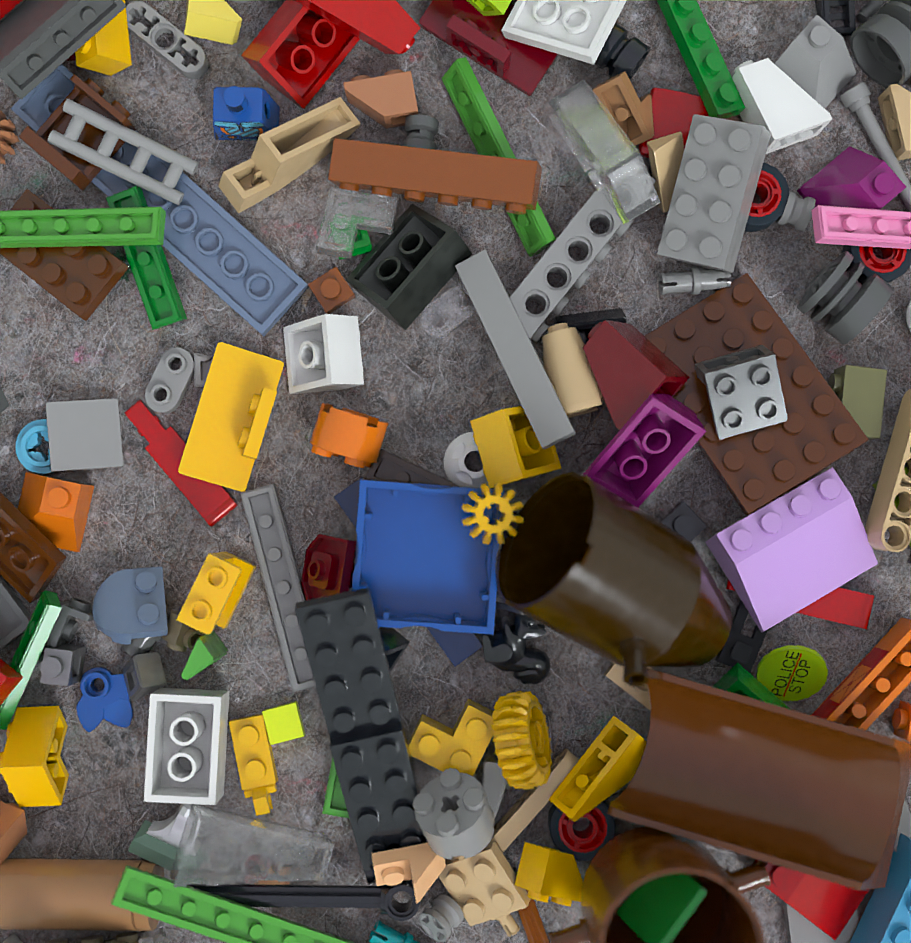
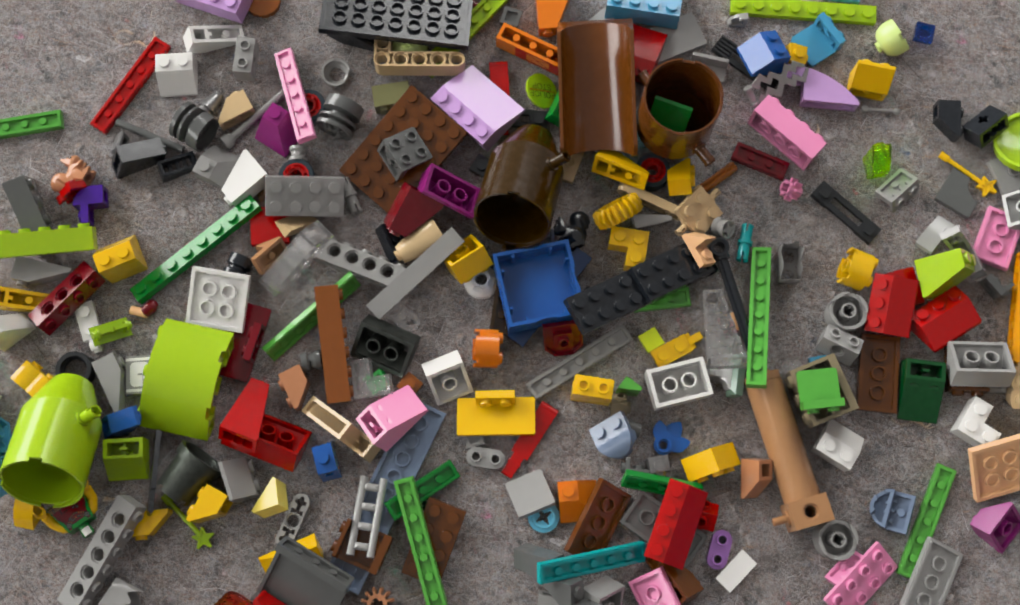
camera: 105 degrees left, 10 degrees down
(143, 675) = (649, 419): flat silver slope -> none
(276, 238) = (391, 417): none -> bright pink slope
(454, 815) = (665, 231): light grey brick -> none
(501, 505) = (499, 257): yellow gear -> none

